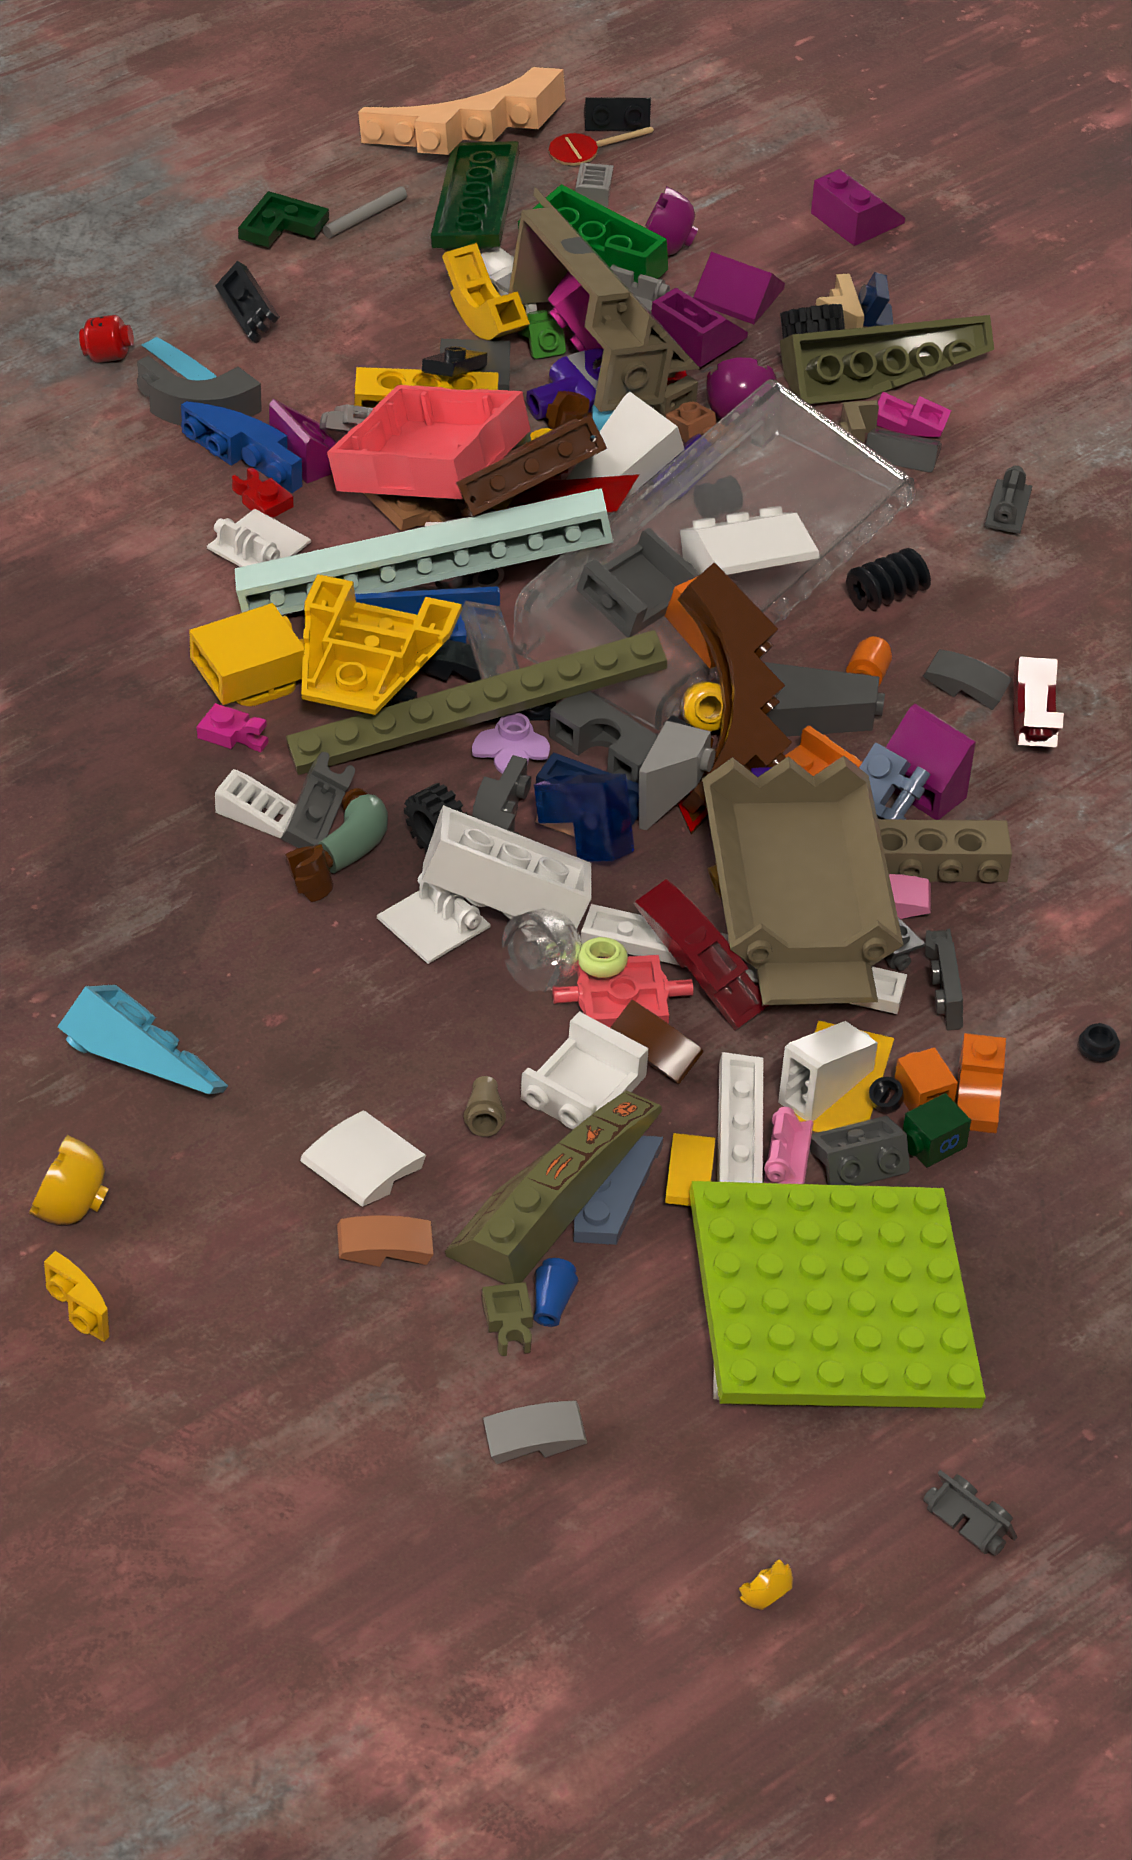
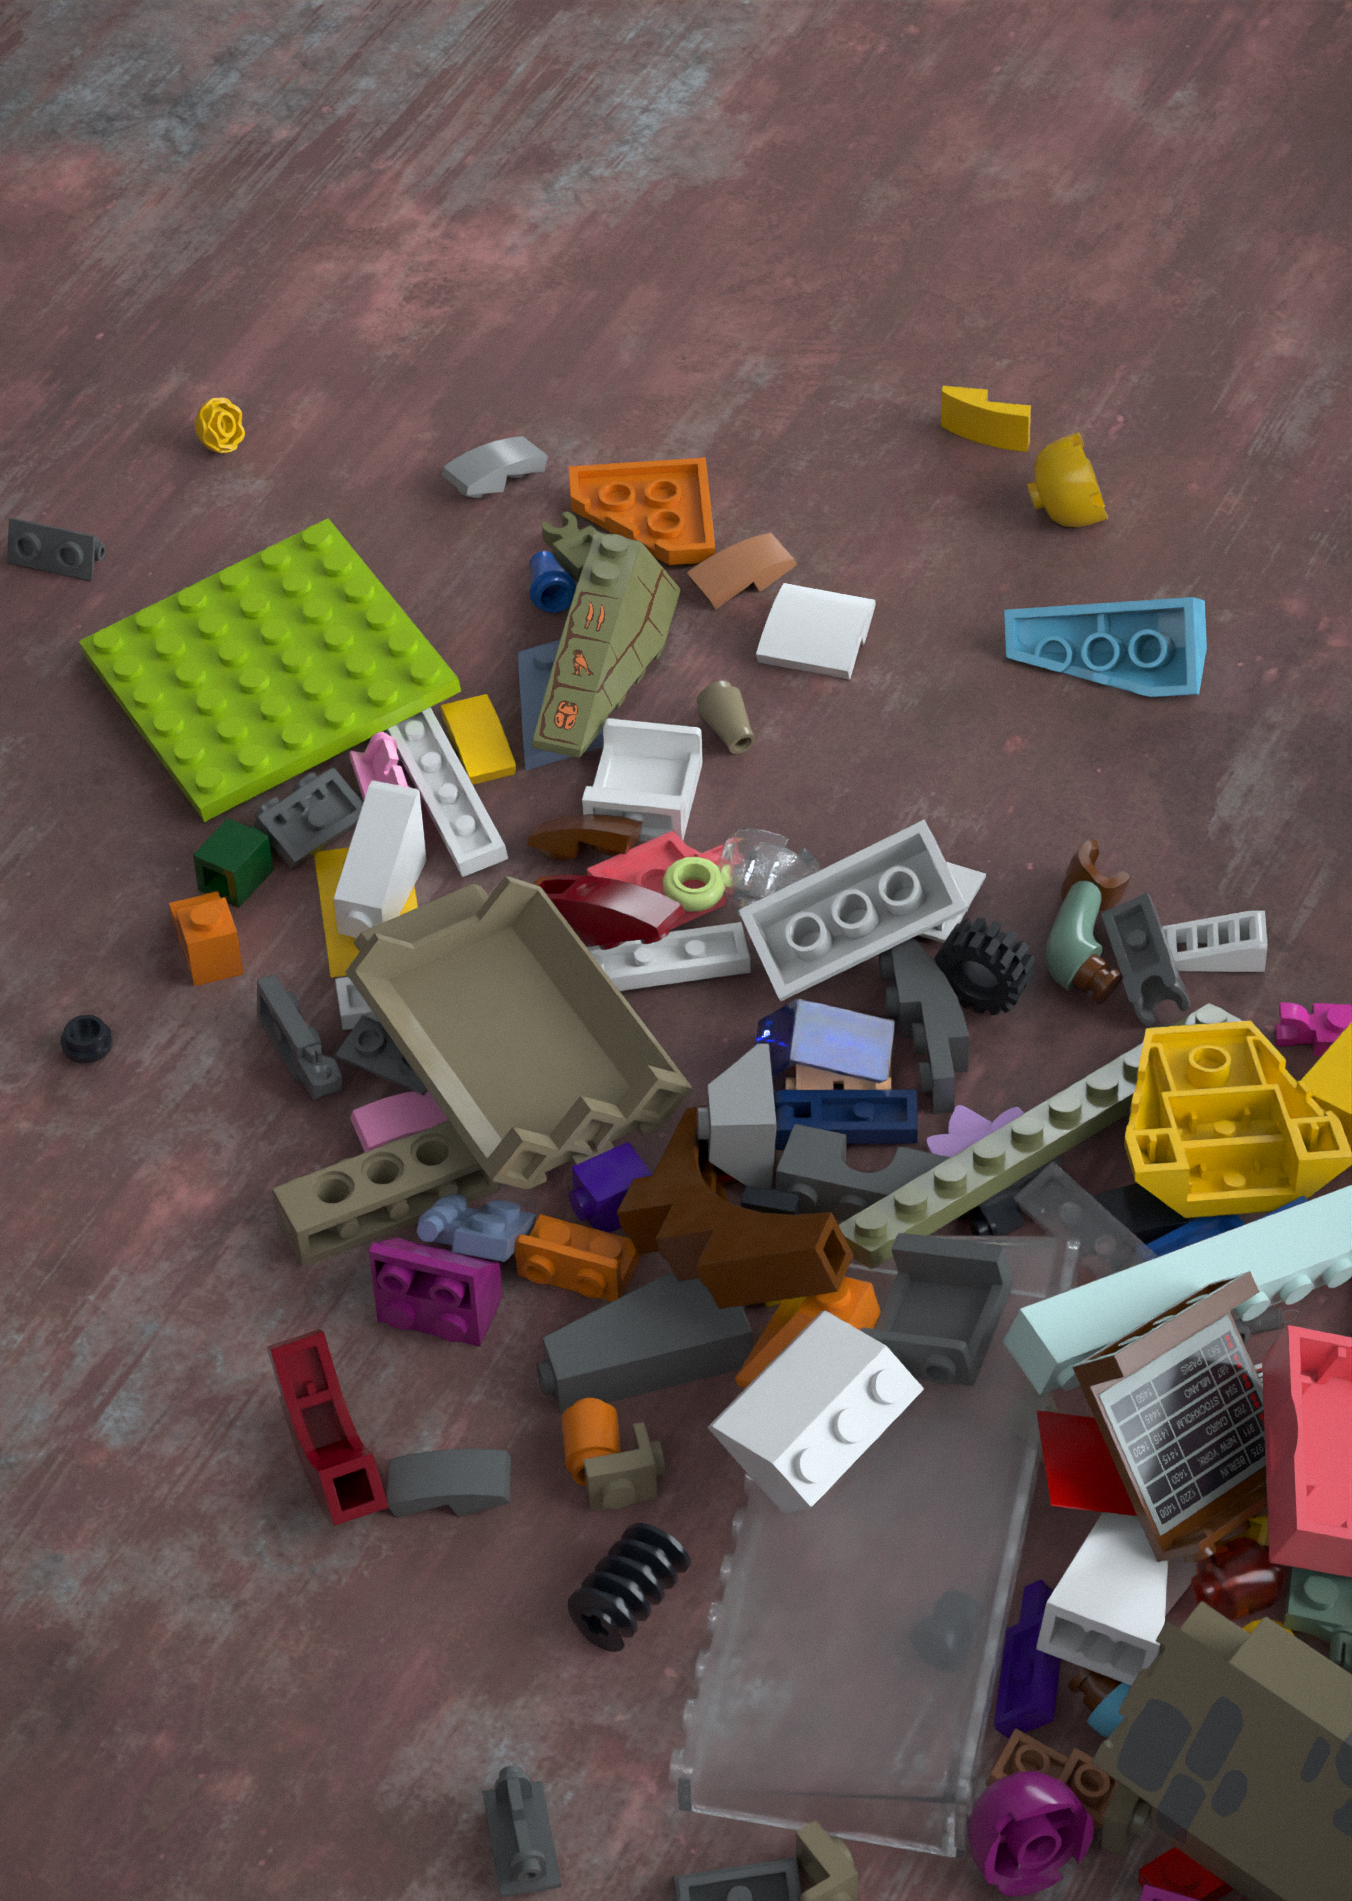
camera: 160 degrees right, 0 degrees up
(421, 1334) = (650, 502): none -> orange plate
(853, 631) = (625, 1476): none -> dark tan bracket
(880, 1091) = (305, 884): black hinge -> none
(924, 1077) = (266, 907): orange brick -> none

